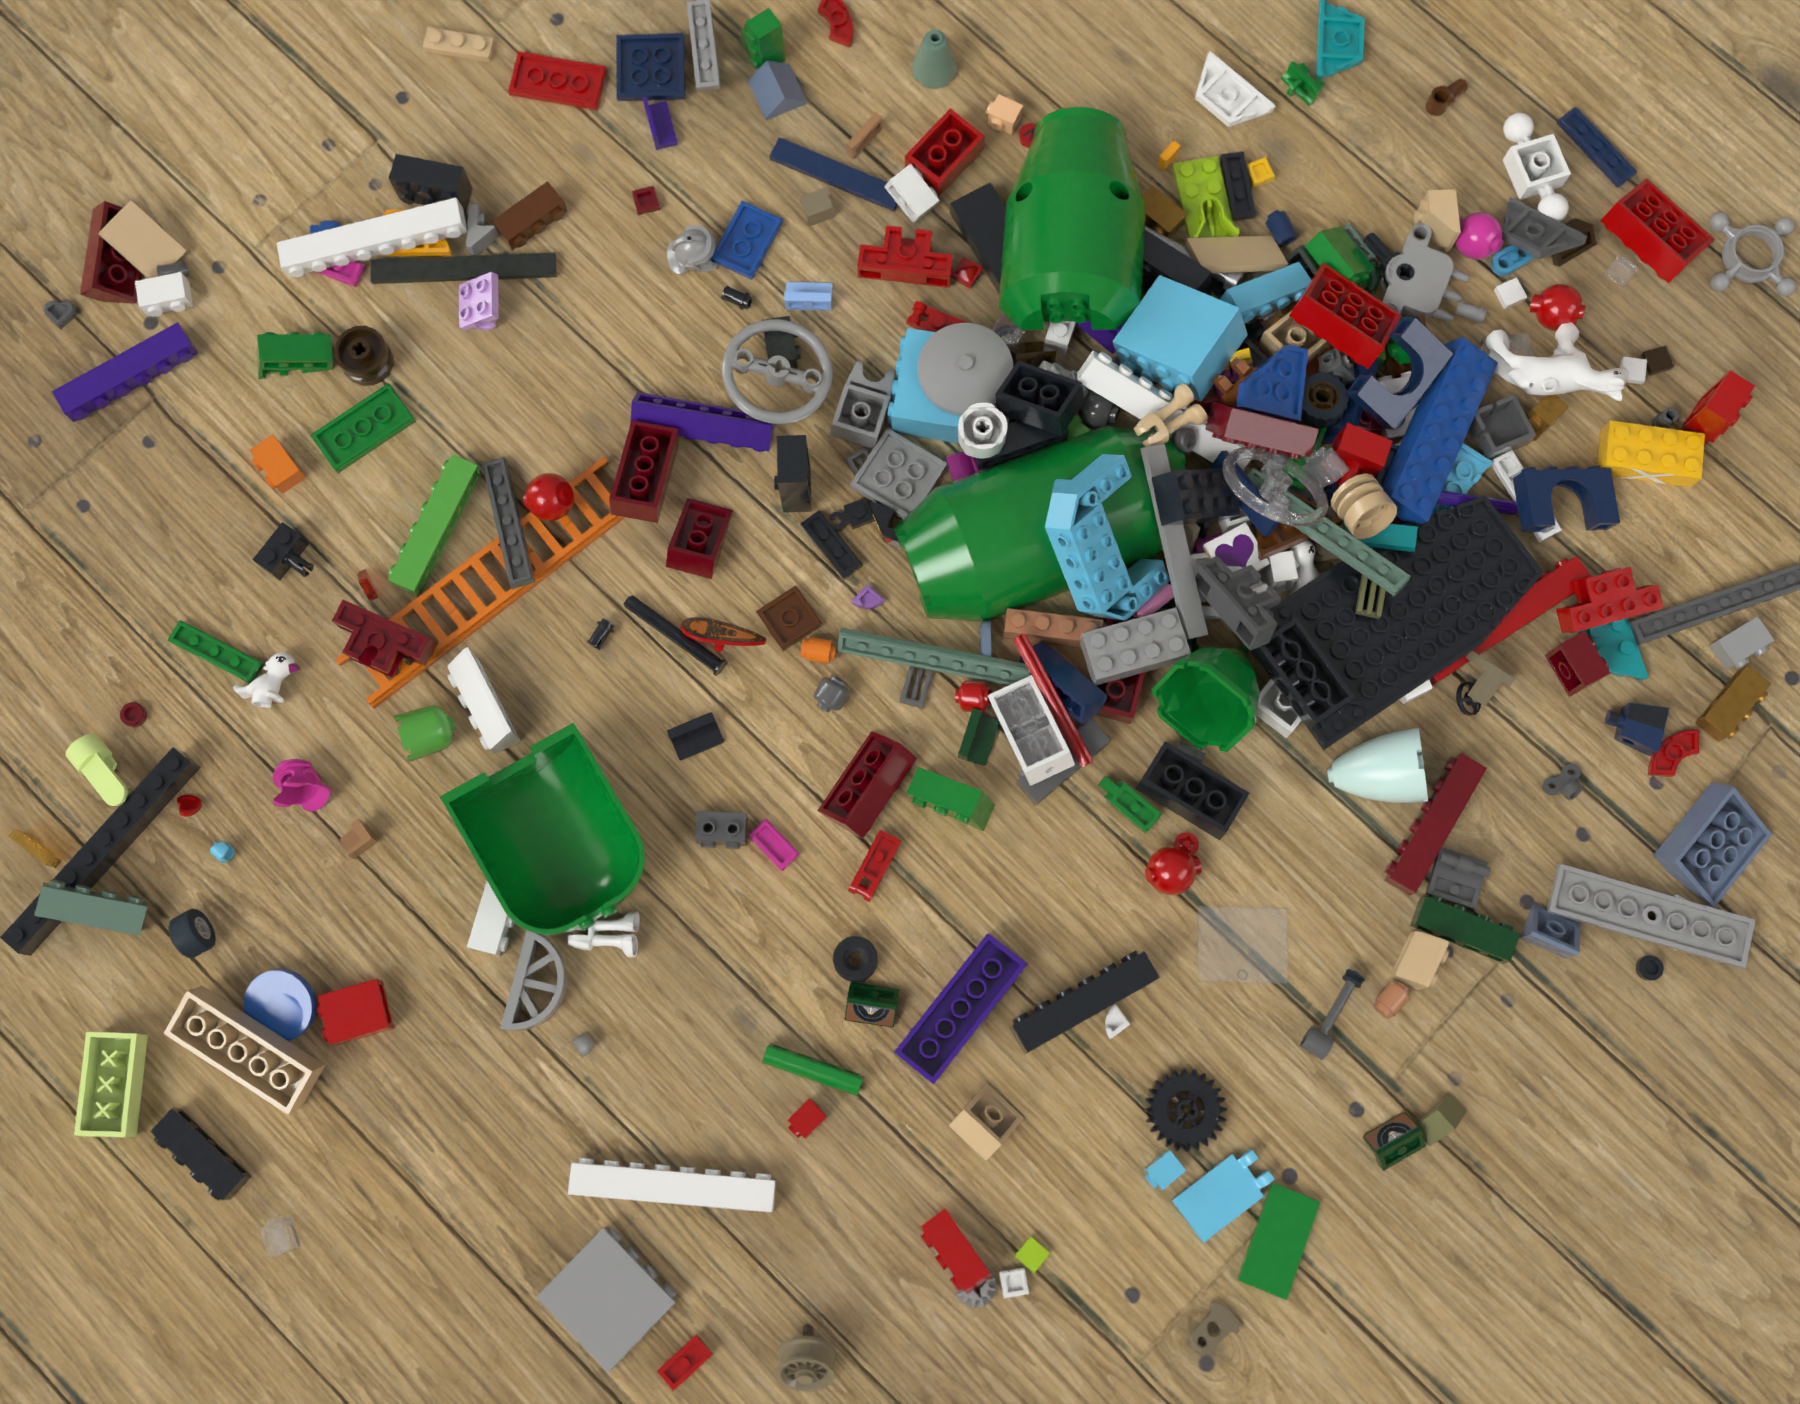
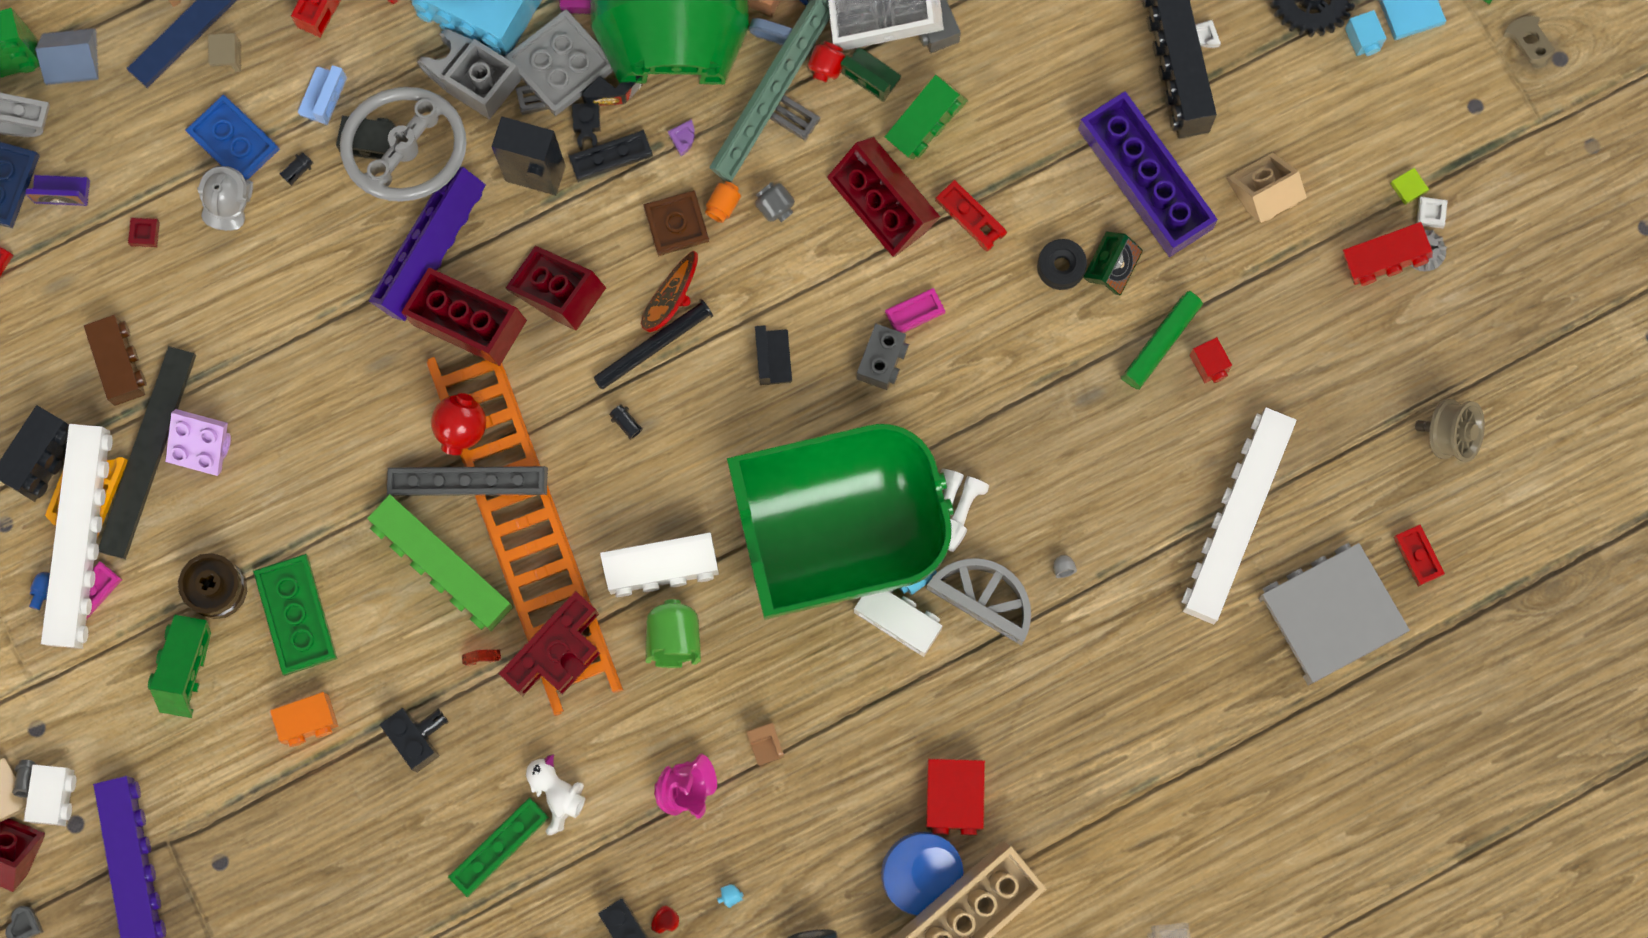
camera: 70 degrees left, 0 degrees up
(478, 234) = (115, 421): light grey slope -> none

